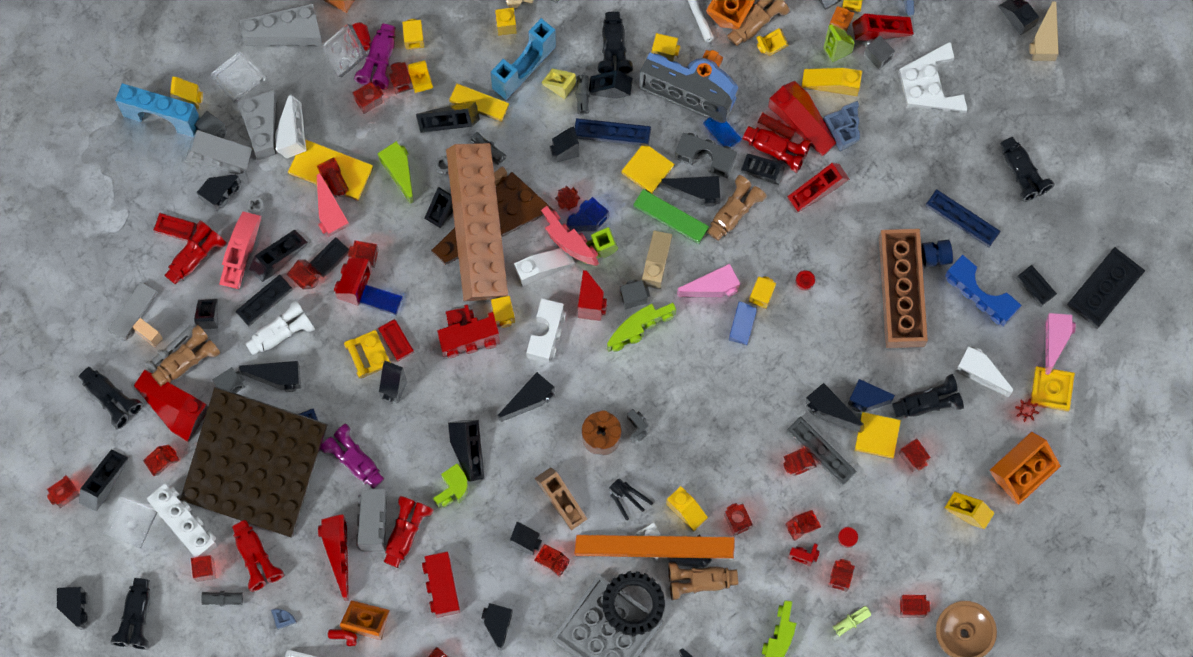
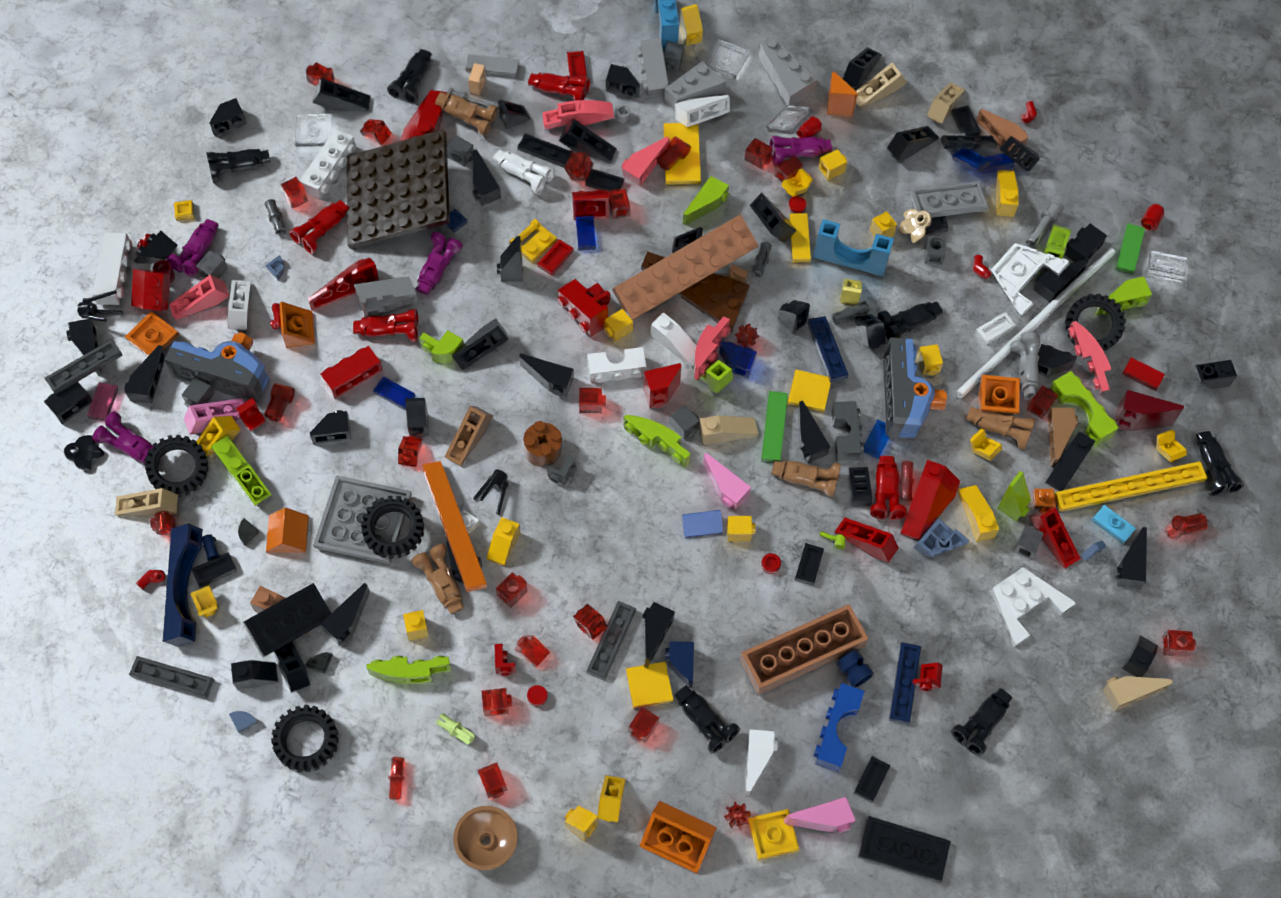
camera: 65 degrees right, 10 degrees down
(441, 88) = (797, 205): none -> red tile
(481, 552) = (393, 392): none -> clear blue tile
(573, 369) = (591, 400): none -> clear red brick
(738, 619) = (415, 625): none -> yellow brick
(809, 211) = (839, 539): none -> lime hand
(819, 247) = (809, 564): none -> black tile
(968, 195) = (929, 677): none -> red bracket
(983, 543) = (581, 822): none -> yellow slope

